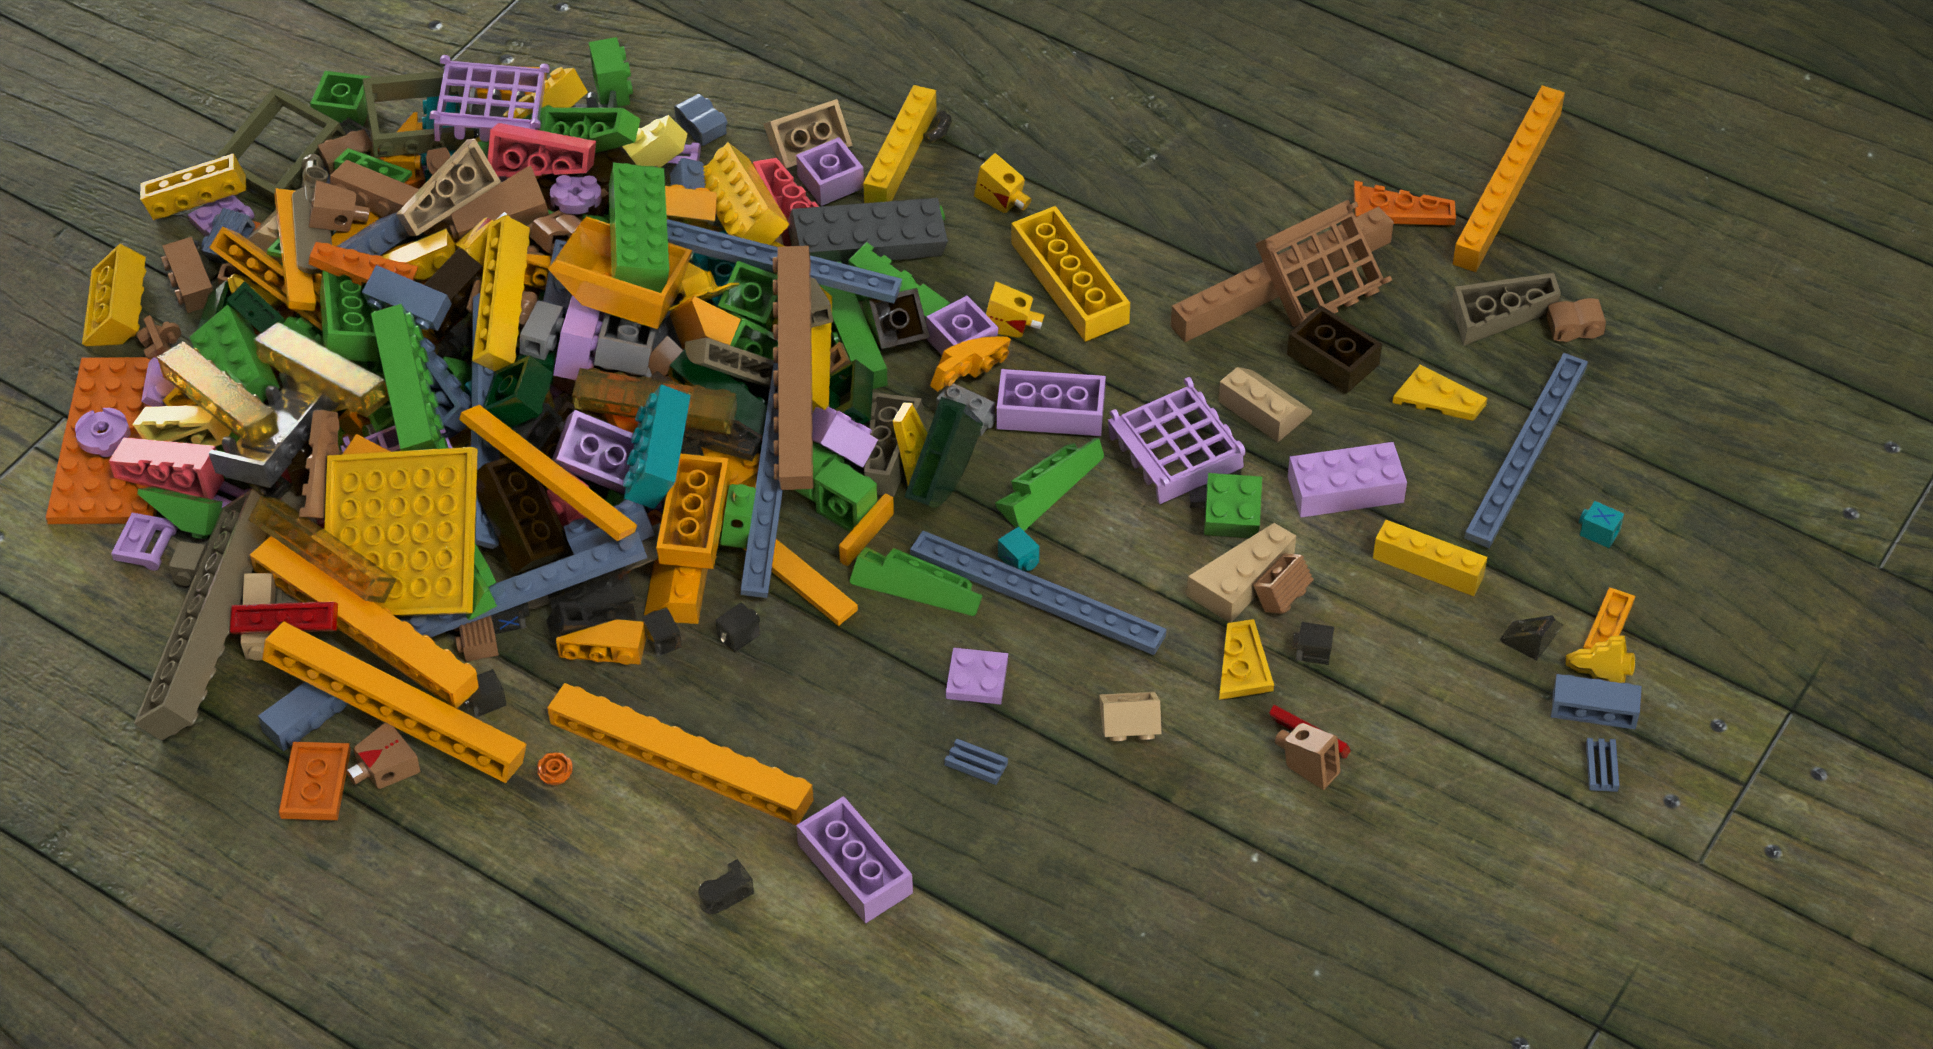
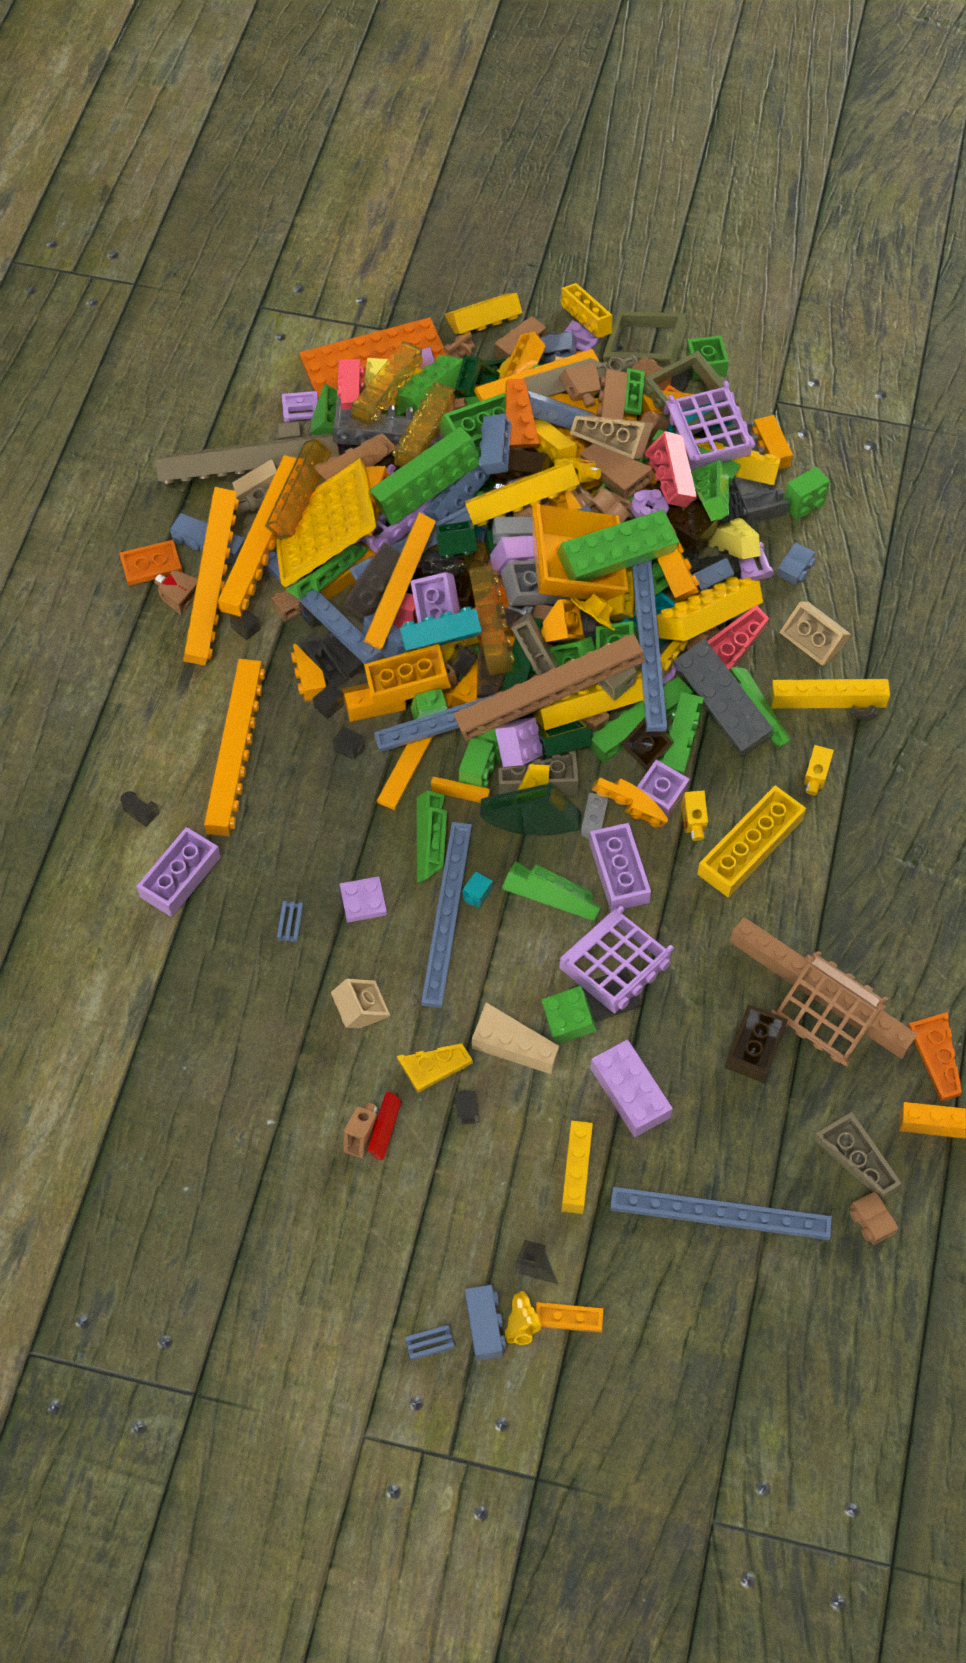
camera: 70 degrees right, 10 degrees up
(106, 442) = (360, 346): lavender plate -> none
(267, 617) = (247, 493): red tile -> none
(554, 761) = (201, 677): orange plate -> none
(830, 171) = (779, 656): lavender brick -> none
(1261, 403) = (688, 1010): tan slope -> none
(1283, 583) = (509, 1069): medium nougat brick -> none
(1435, 391) = (752, 1134): yellow wing -> none
(1601, 524) = (662, 1286): teal brick -> none

